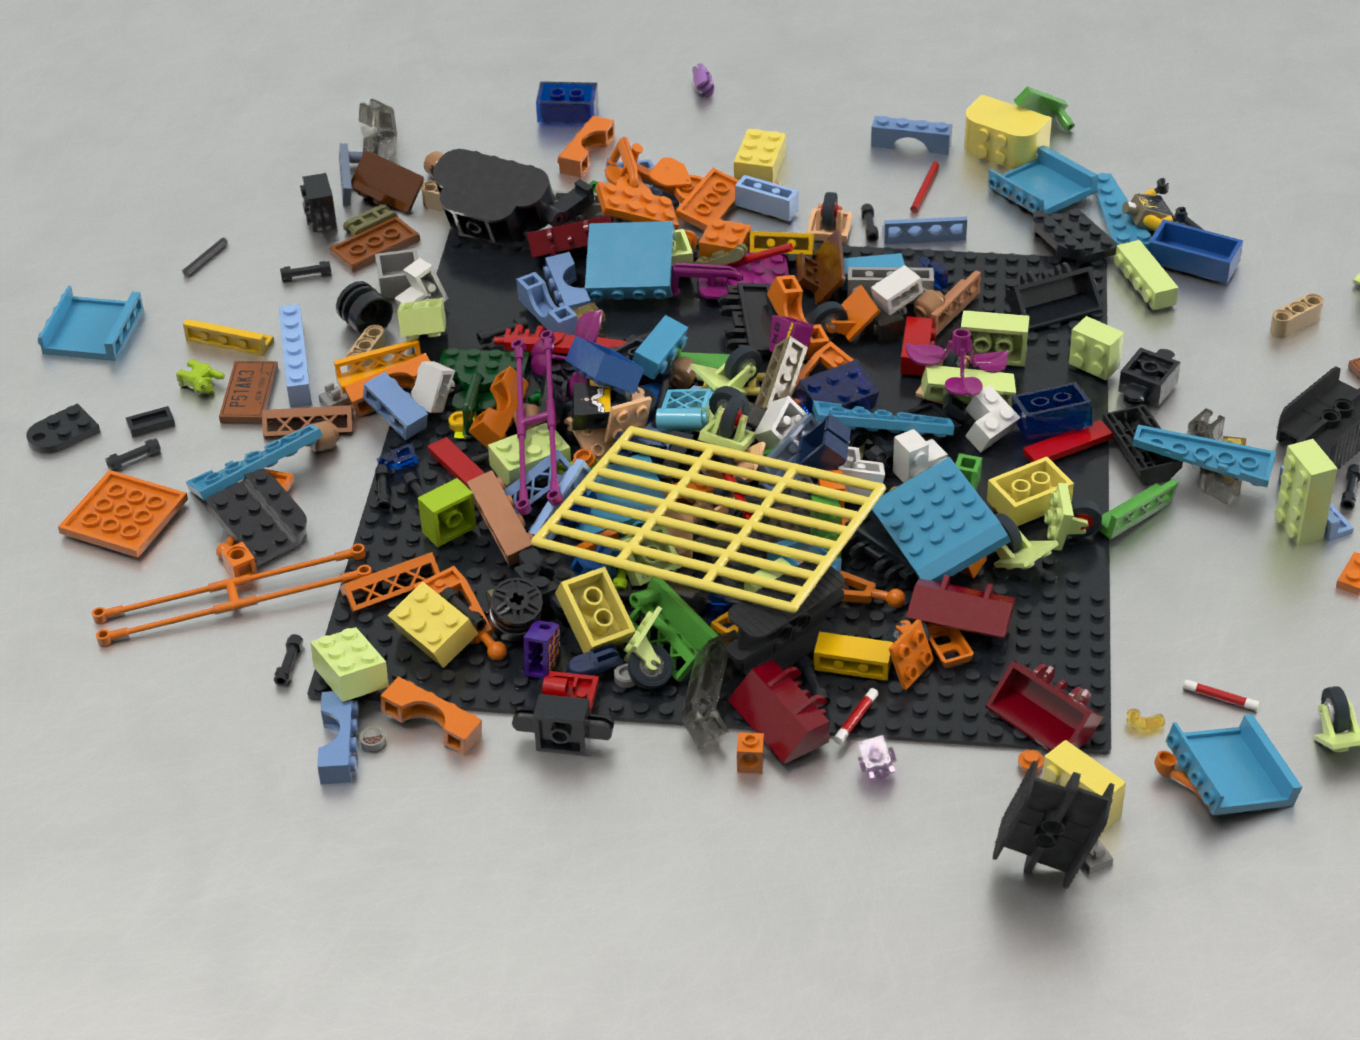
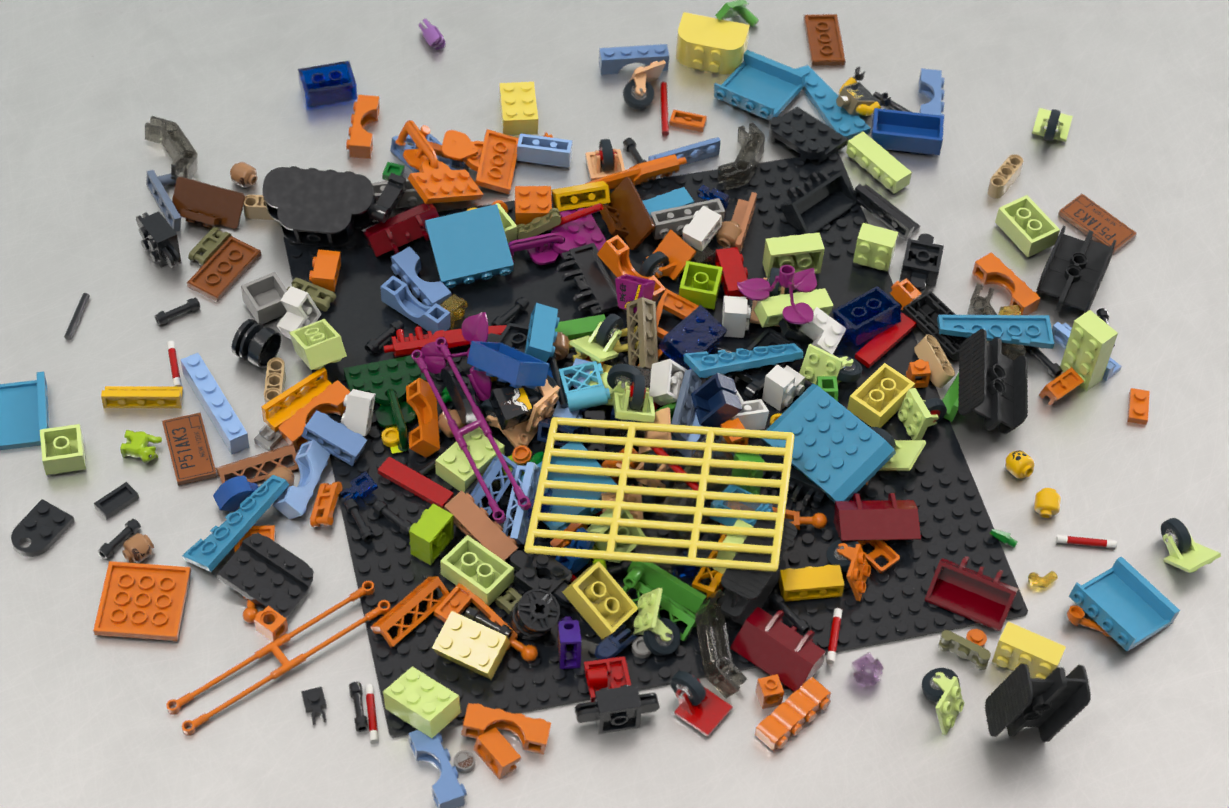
camera: 25 degrees left, 10 degrees up
(120, 362) = (62, 449): none -> yellowish green brick
(145, 465) = (137, 548): none -> medium nougat head
(245, 645) = (314, 702): none -> black plate
(265, 432) = (233, 493): none -> blue brick
(275, 317) = (174, 364): none -> red bar
(298, 672) = (371, 711): none -> red bar
(356, 468) = (325, 504): none -> orange plate
(361, 424) = (311, 461): none -> light blue arch
(410, 737) = (496, 752): none -> orange hinge
(449, 279) = (315, 293): none -> olive plate
(473, 260) = (326, 269): none -> orange brick
(478, 556) = (477, 570): none -> yellowish green brick
(660, 747) = (698, 704): none -> red plate
(765, 782) = (792, 714): none -> orange brick
(869, 232) = (645, 171): none -> orange piece
(874, 345) = (701, 283): none -> lime brick
(896, 382) = (735, 316): none -> white brick
(902, 164) = (638, 91): none -> plate
(946, 202) = (687, 120): none -> orange tile
(957, 810) = (943, 687): none -> yellowish green plate
(987, 245) = (743, 168): none -> clear smoke piece
(995, 456) = (821, 363): none -> yellowish green plate
(1003, 761) = (964, 649): none -> olive plate
(1089, 475) = (919, 368): none -> orange brick
(1112, 399) = (904, 292): none -> orange brick
(1115, 665) = (1003, 537): none -> green bar
(1116, 474) = (940, 367): none -> tan beam
(1131, 321) = (885, 211): none -> black fence
(1143, 155) = (824, 40): none -> dark orange tile
(1170, 503) = (992, 383): none -> black piece
(1172, 597) = (1019, 464): none -> yellow head
(1188, 643) = (1047, 502): none -> yellow head
(1234, 402) = (992, 271): none -> orange arch
(1248, 217) = (930, 85): none -> medium blue arch
(1263, 528) = (1061, 385): none -> orange hinge
(1264, 513) = (1053, 369): none -> black bar
(1295, 362) = (1027, 226): none -> yellowish green brick

